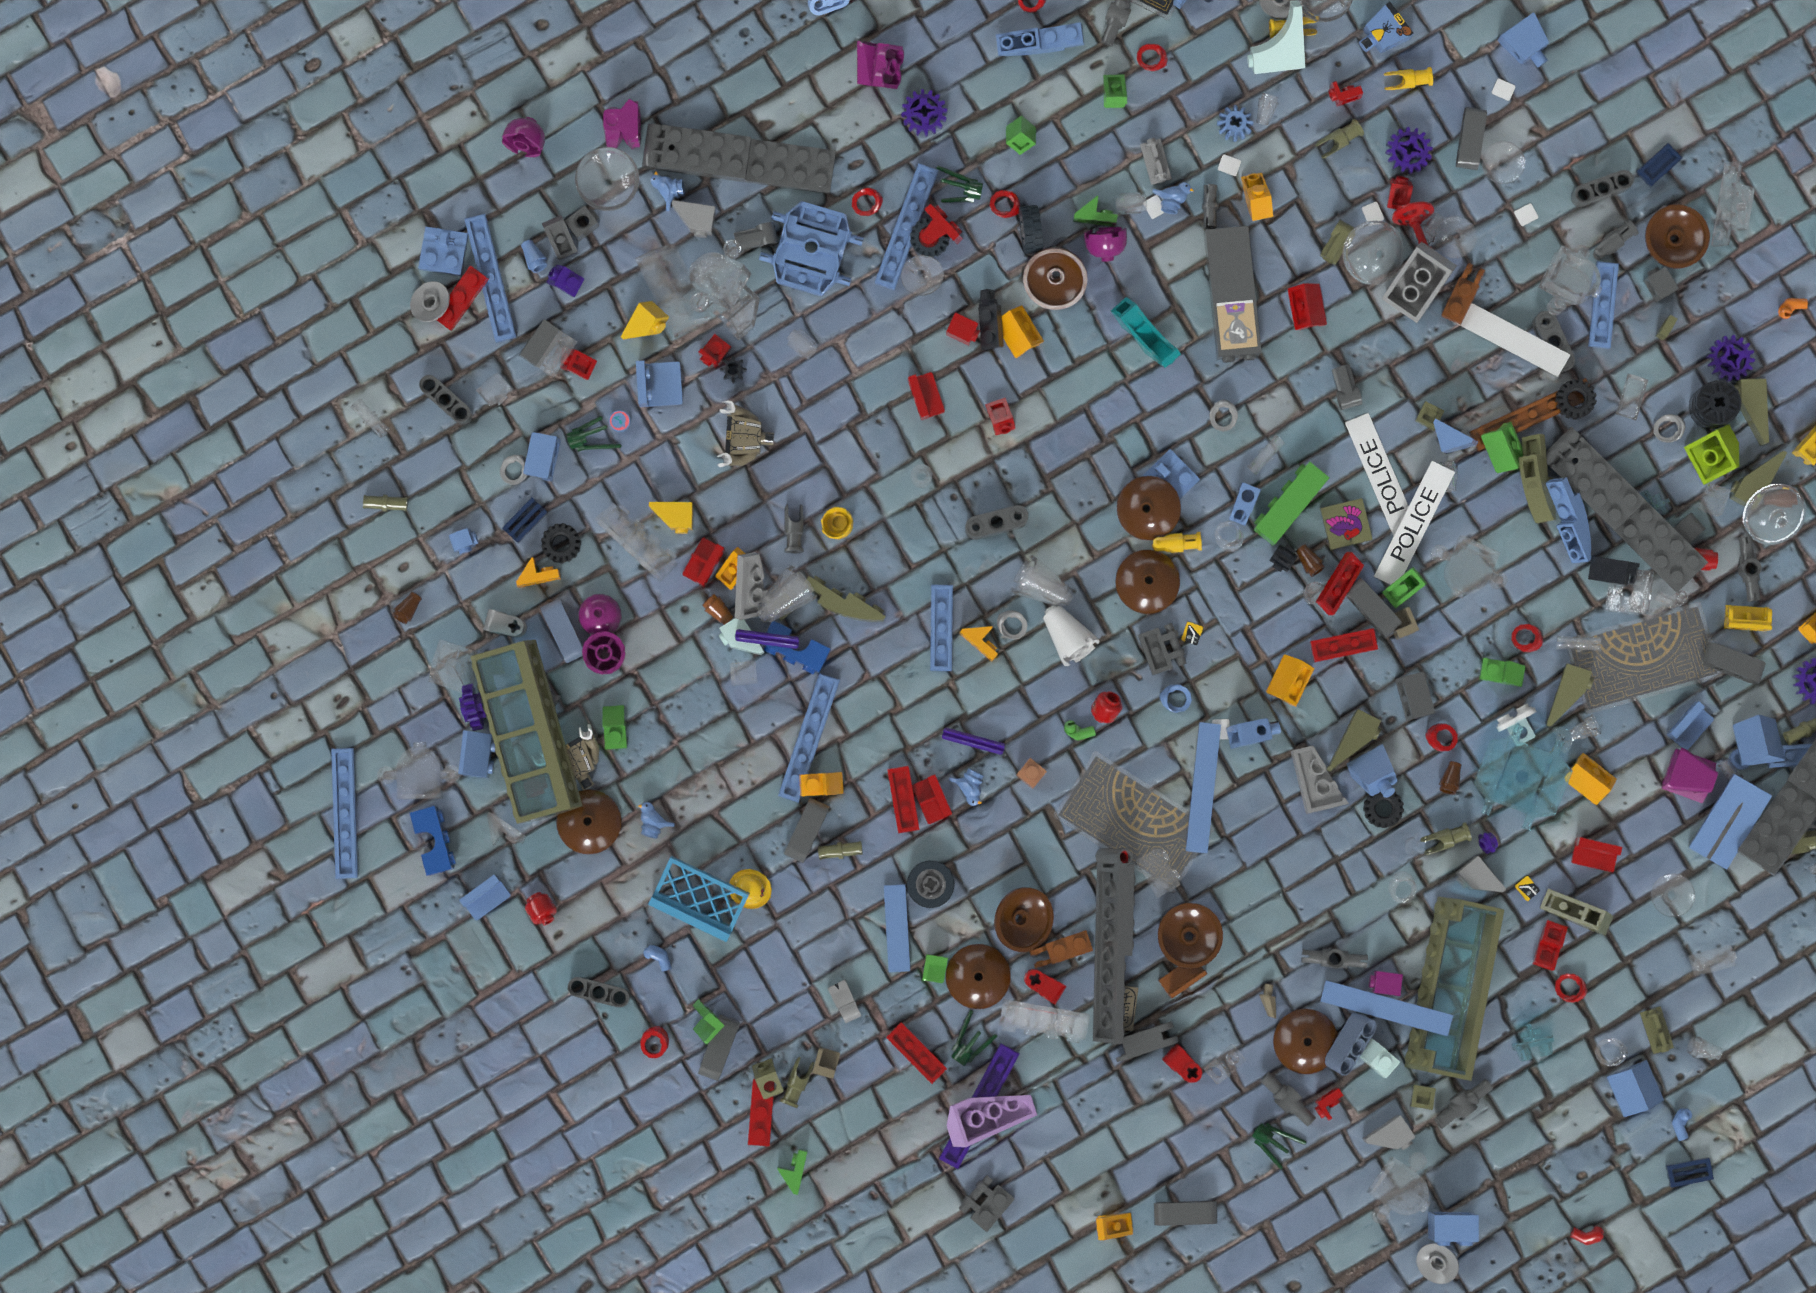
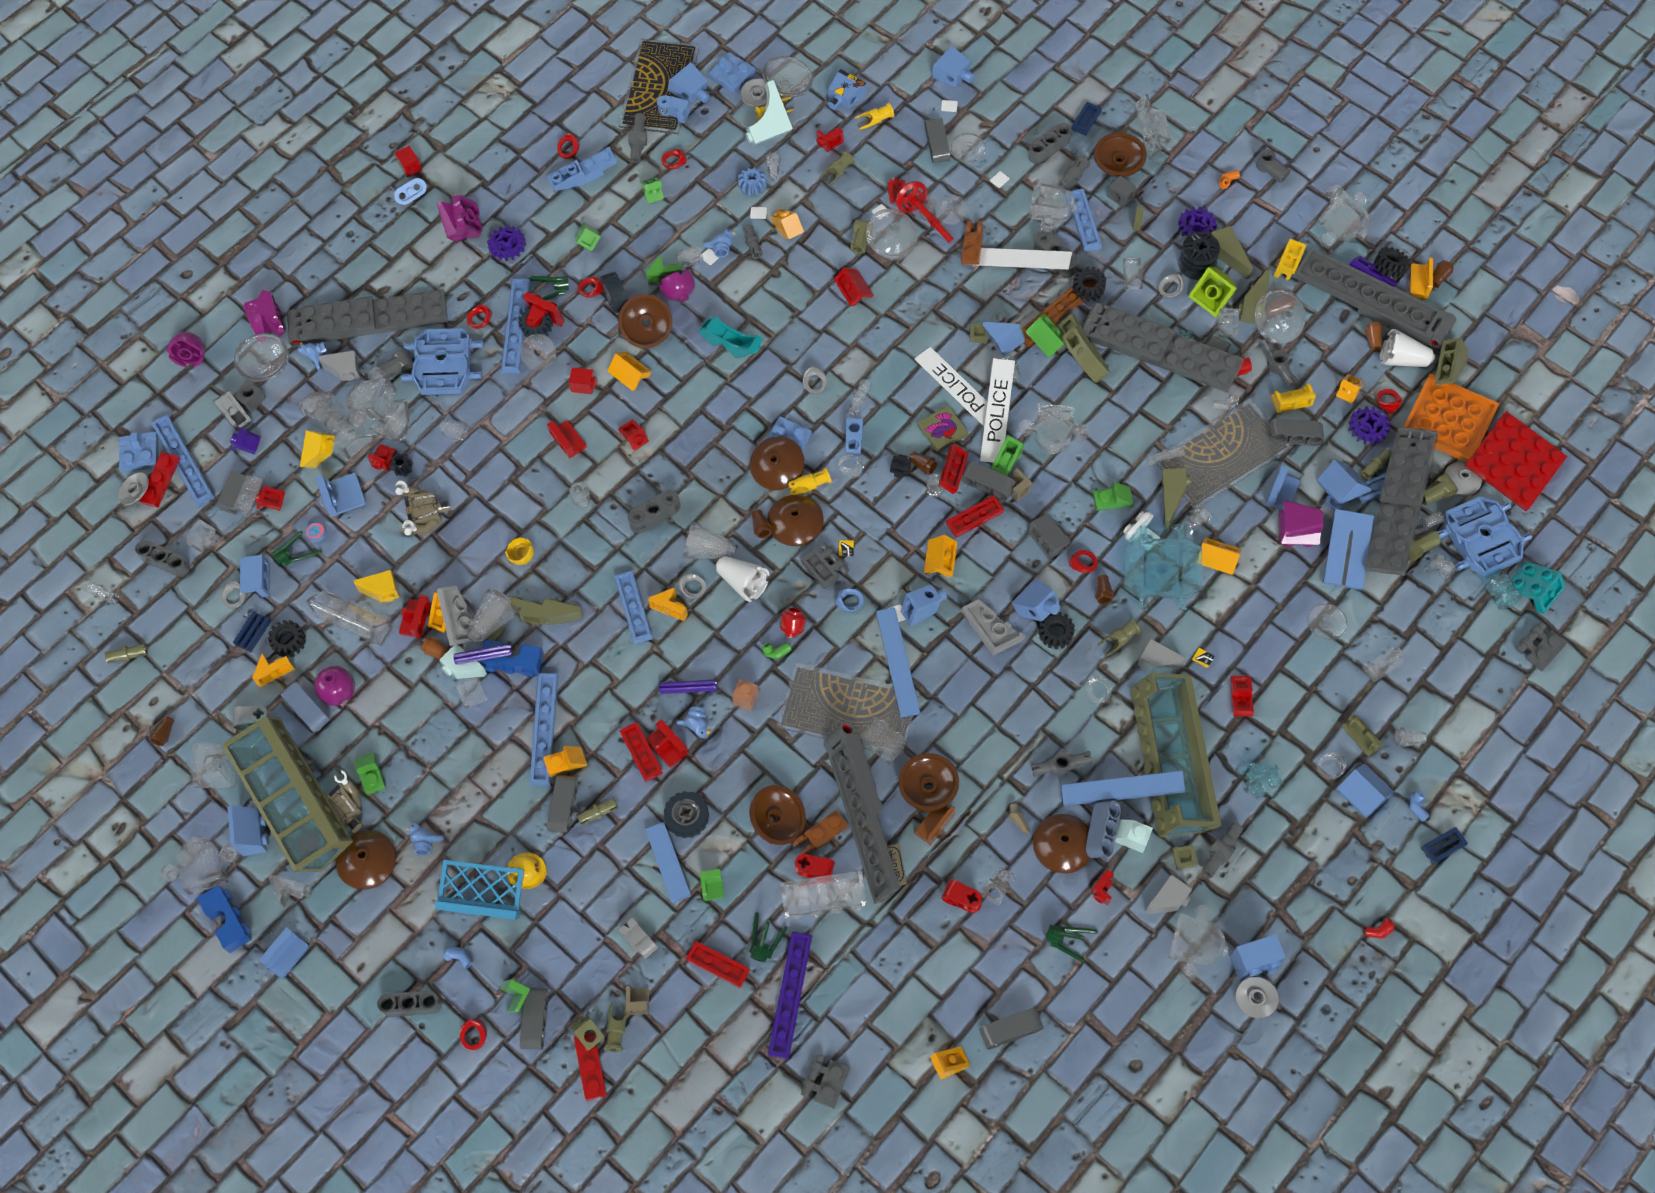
camera: 10 degrees left, 20 degrees down
(344, 813) = (140, 922): medium blue tile -> none
(463, 540) = (200, 661): medium blue plate -> none
(472, 707) = (234, 789): dark purple gear -> none
(534, 257) = (215, 433): medium blue cone -> none
(540, 908) = (337, 946): red head -> none
(604, 653) = (342, 710): magenta cylinder -> none
(793, 531) = (485, 571): dark grey piece -> none
(794, 1177) = (637, 1114): bright green slope -> none
(961, 978) = (757, 893): reddish brown dish -> none
(986, 1116) = (795, 998): lavender wedge -> none
(990, 321) = (603, 369): black hinge -> none
(1108, 577) = (760, 524): none -> reddish brown cone
(1146, 1041) = (920, 887): dark grey piece -> none
(1155, 161) = (699, 224): light grey hinge -> none
(1232, 293) = (791, 293): dark grey brick -> none
(1287, 1099) = (1066, 896): dark grey pin -> none
(1291, 503) = (891, 424): bright green brick -> none
(1347, 392) = (907, 334): dark grey piece -> none
(1358, 734) = (1013, 579): olive slope -> none
(1386, 983) = (1114, 768): magenta brick -> none
(1417, 152) = (892, 161): dark purple gear -> none
(1419, 282) = (934, 237): light grey brick -> none
(1487, 842) = (1155, 629): dark purple plate -> none
(1531, 646) = (1128, 471): red piece -> none
(1574, 522) = (1122, 365): medium blue slope -> none
(1574, 998) = (1280, 717): red piece -> none
(1577, 912) = (1254, 660): olive slope -> none
(1595, 854) = (1248, 610): red panel -> none
(1613, 570) = (1170, 390): black hinge -> none
(1635, 604) = (1199, 410): clear piece -> none

